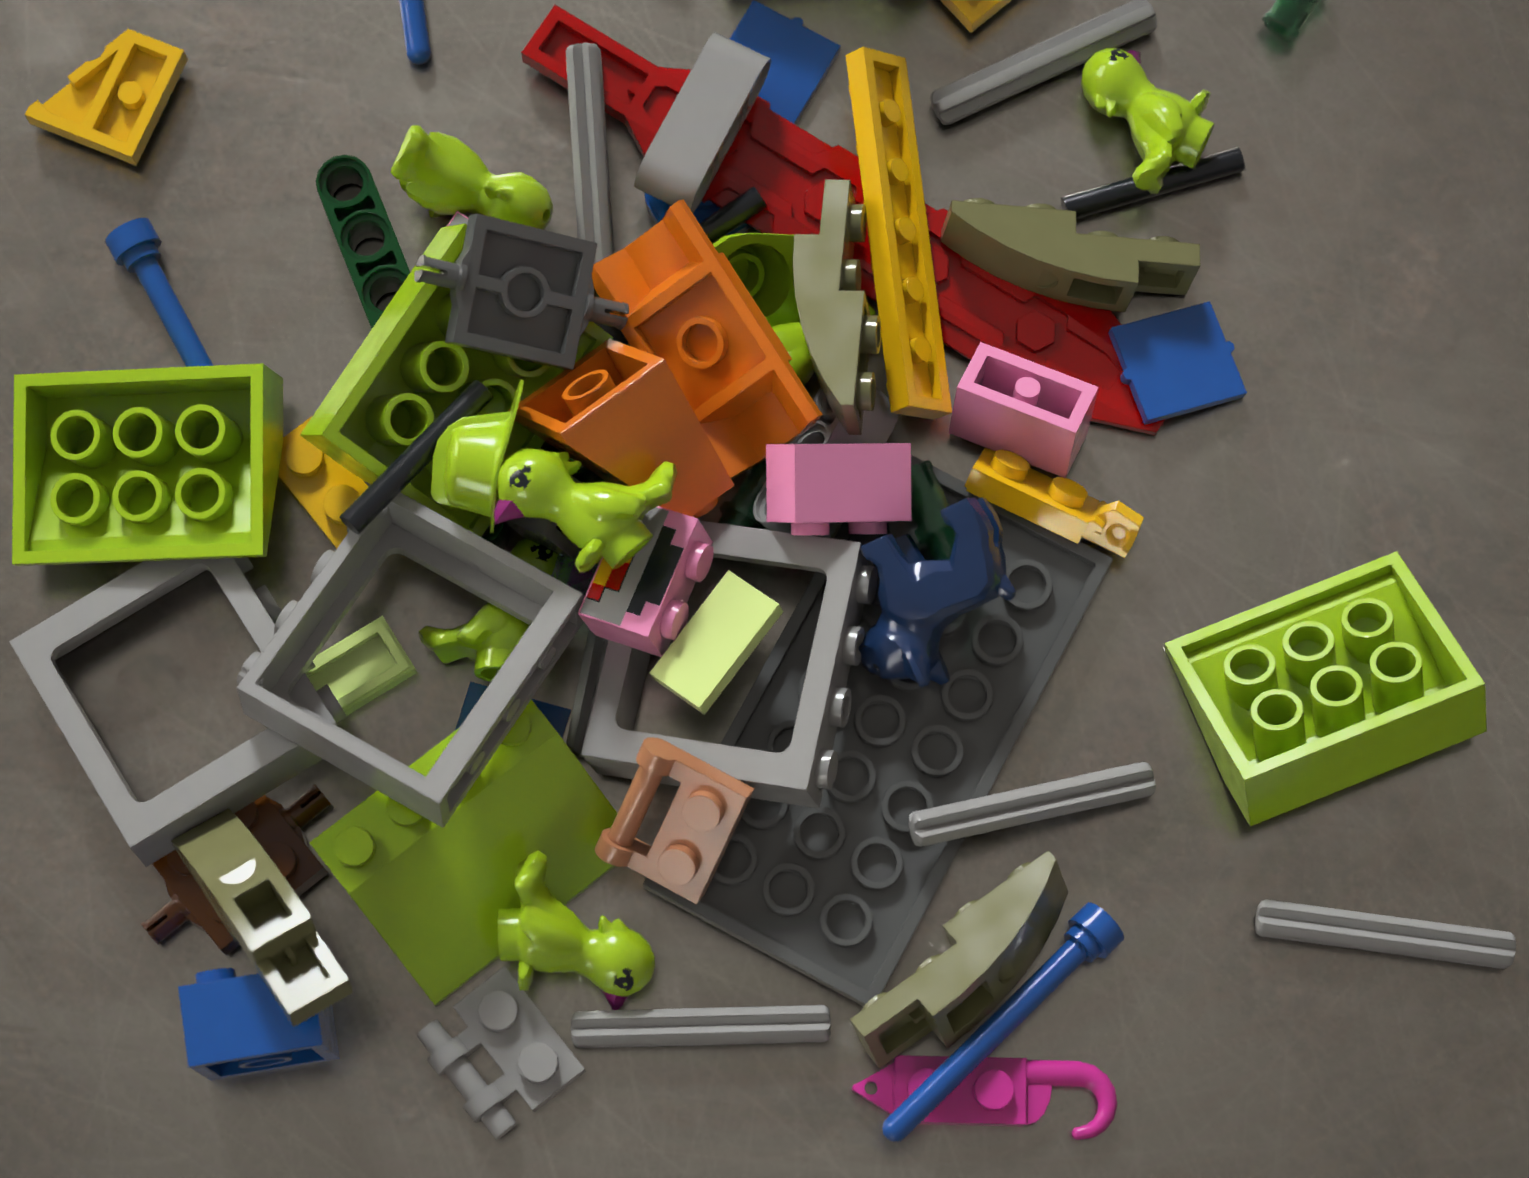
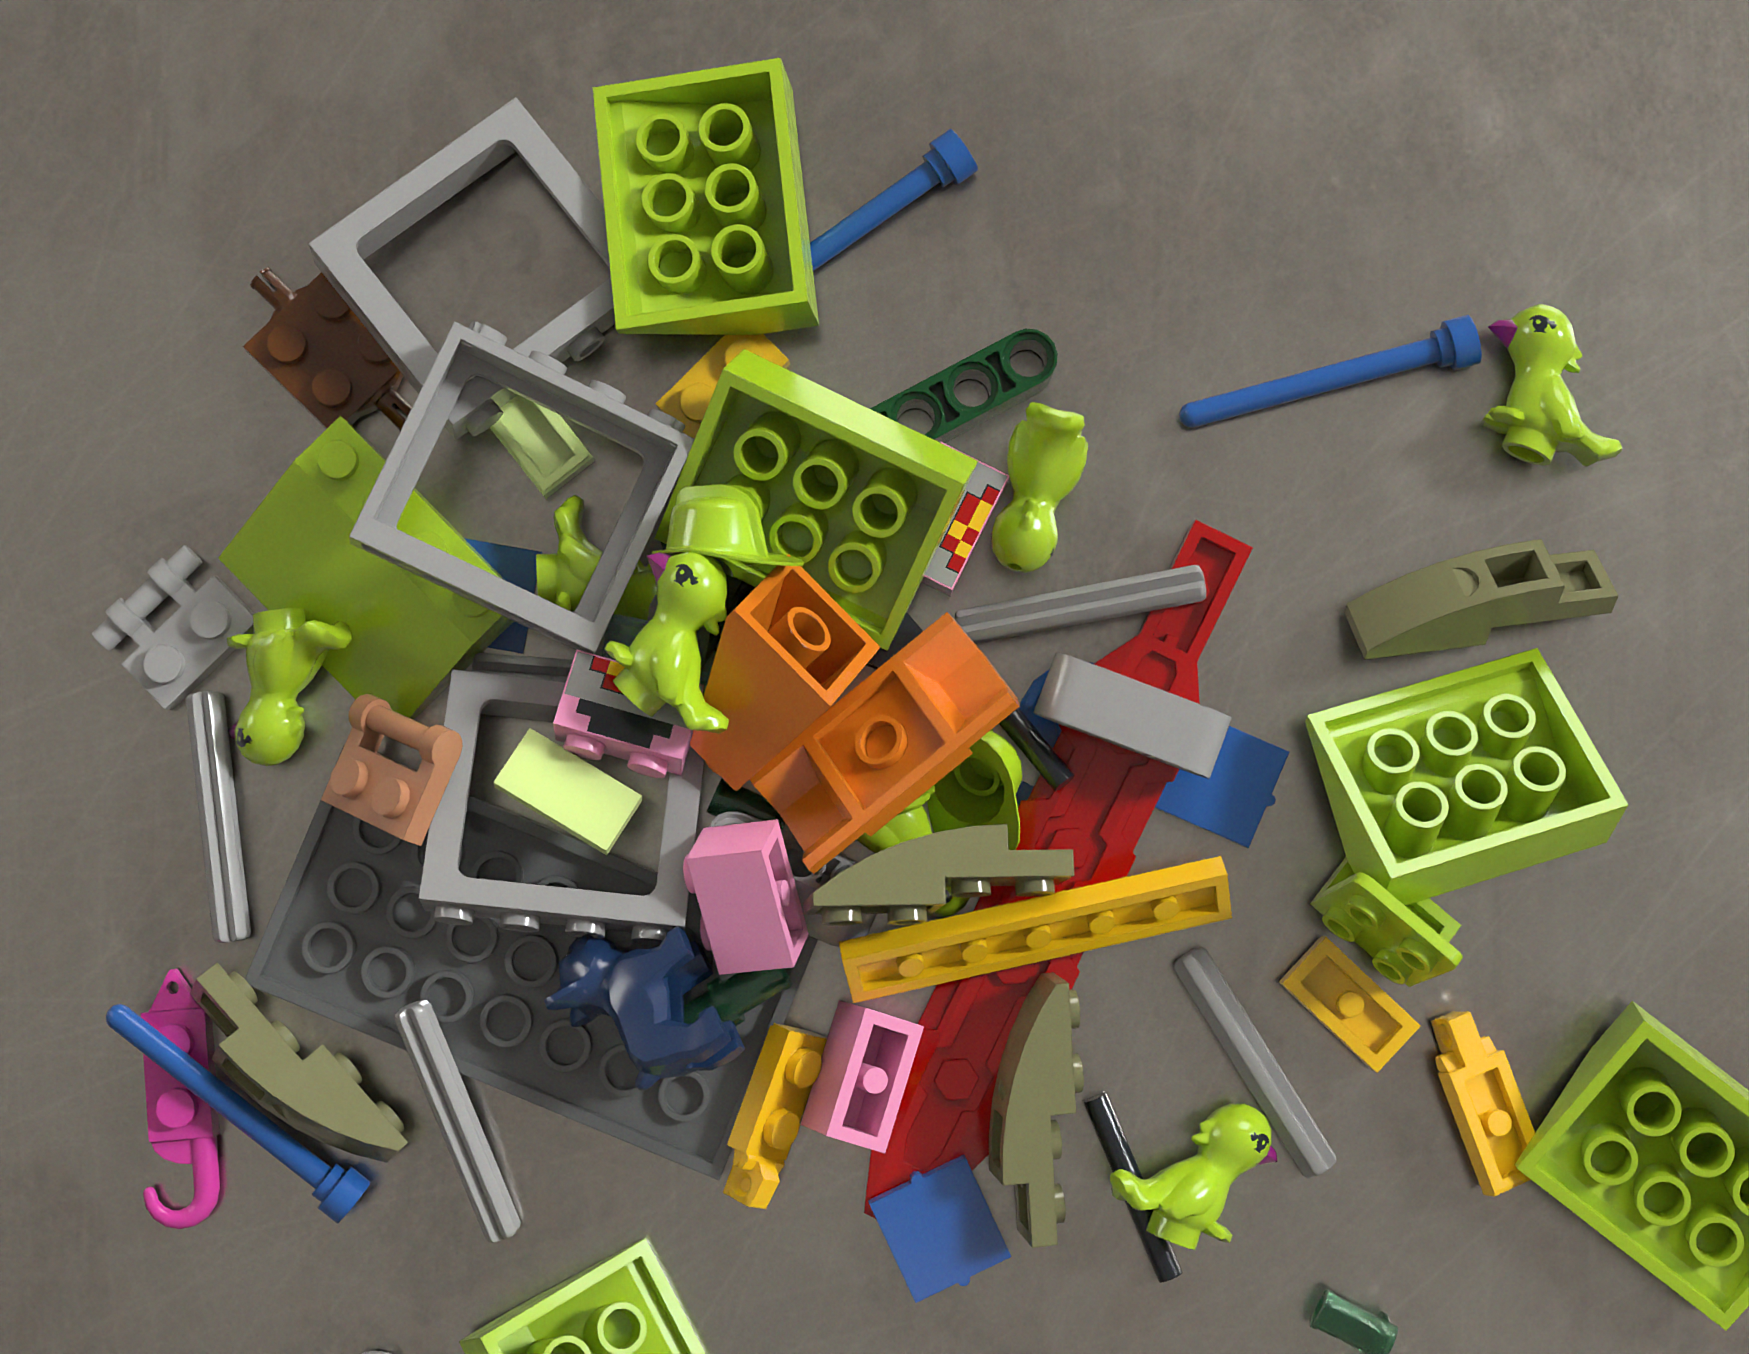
camera: 85 degrees right, 10 degrees up
(114, 98) = (1104, 116): yellow wing -> none
(241, 1030) = (166, 392): blue brick -> none
(263, 915) = (247, 377): olive slope -> none
(412, 460) = (719, 466): black bar -> none
(521, 292) = (900, 551): dark grey plate -> none

